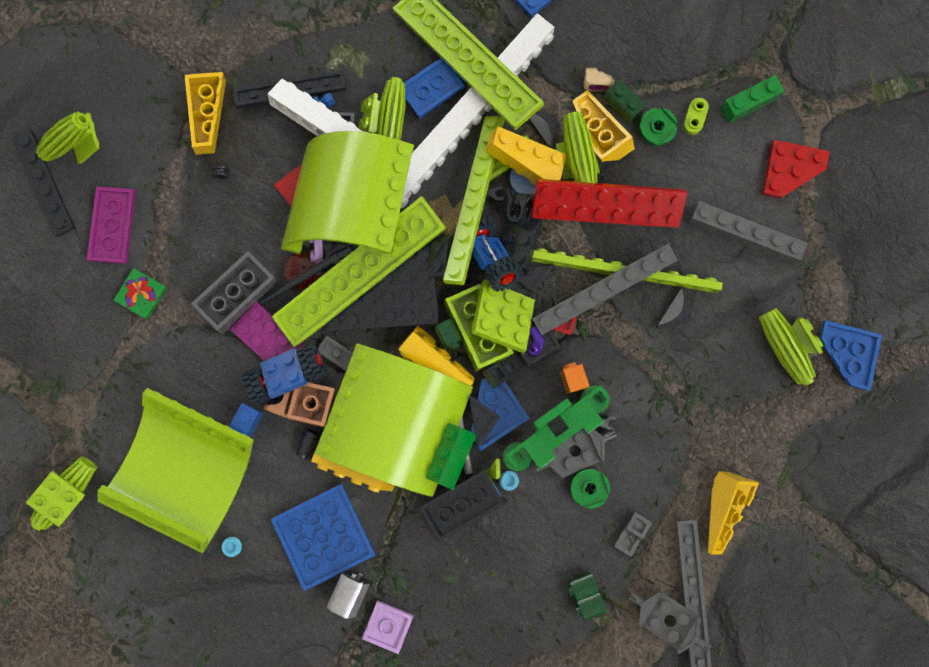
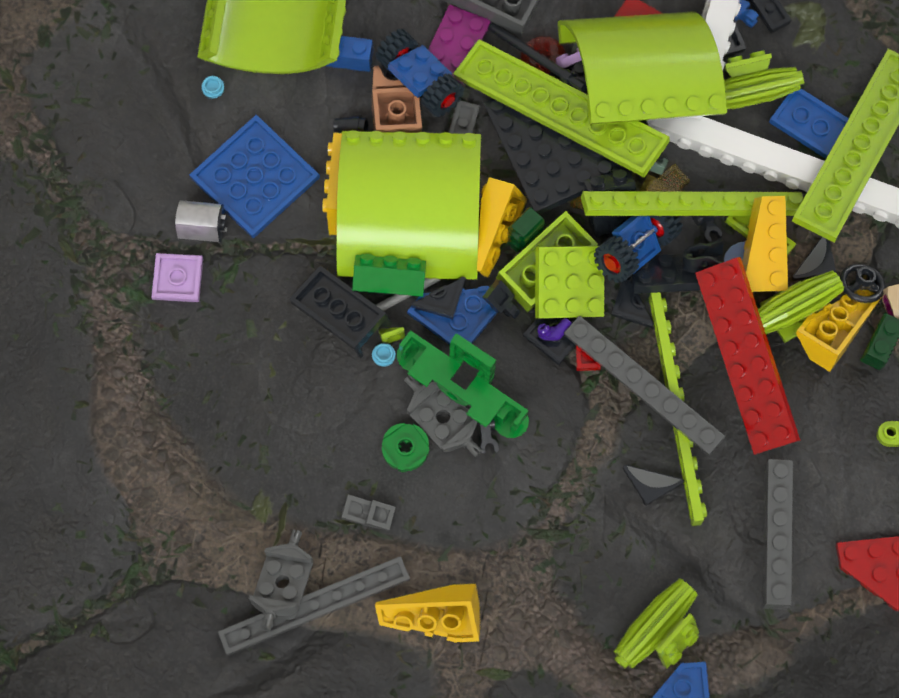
camera: 70 degrees right, 10 degrees down
(571, 95) = (864, 280): none -> black piece
(574, 378) = (525, 383): orange brick -> none
(587, 596) = (280, 481): dark green brick -> none
(654, 136) = (870, 405): green plate -> none

